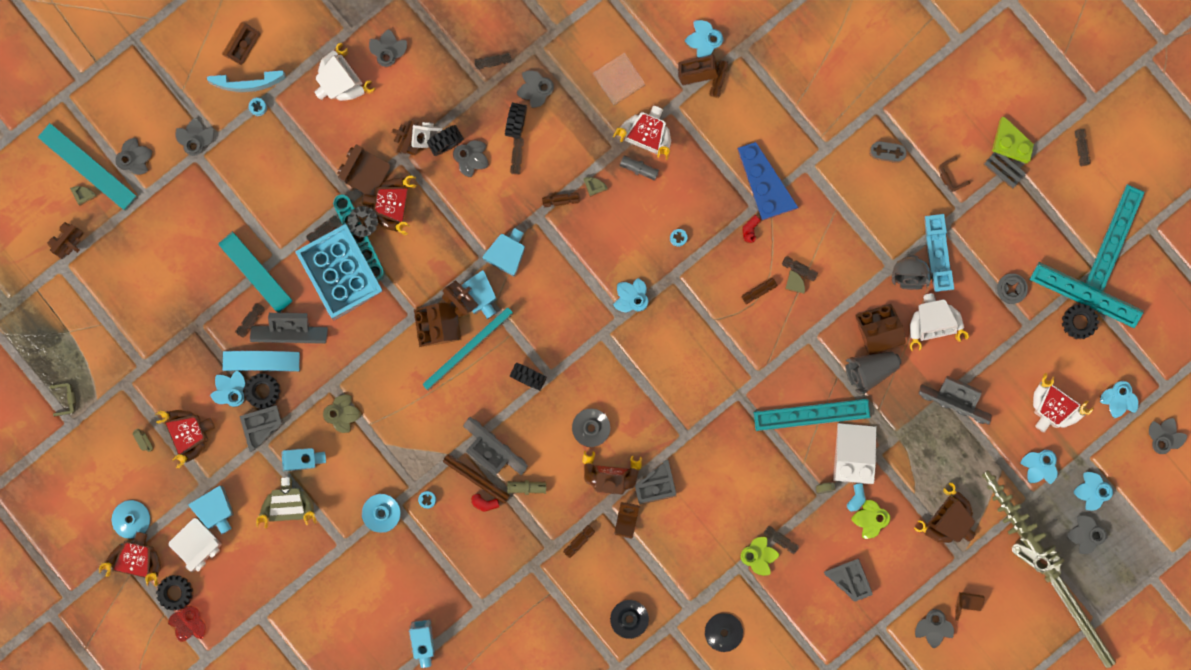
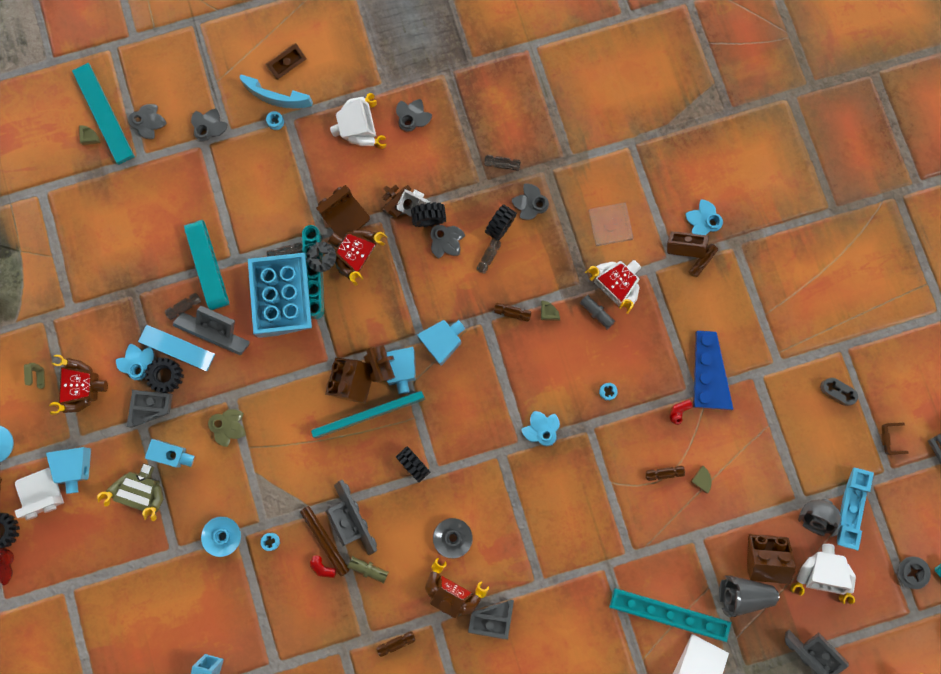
camera: 25 degrees right, 5 degrees down
(67, 241) = (54, 169): reddish brown hips -> none
(626, 520) = (449, 644): reddish brown bracket -> none
(799, 268) = (712, 467): clear smoke axle -> none

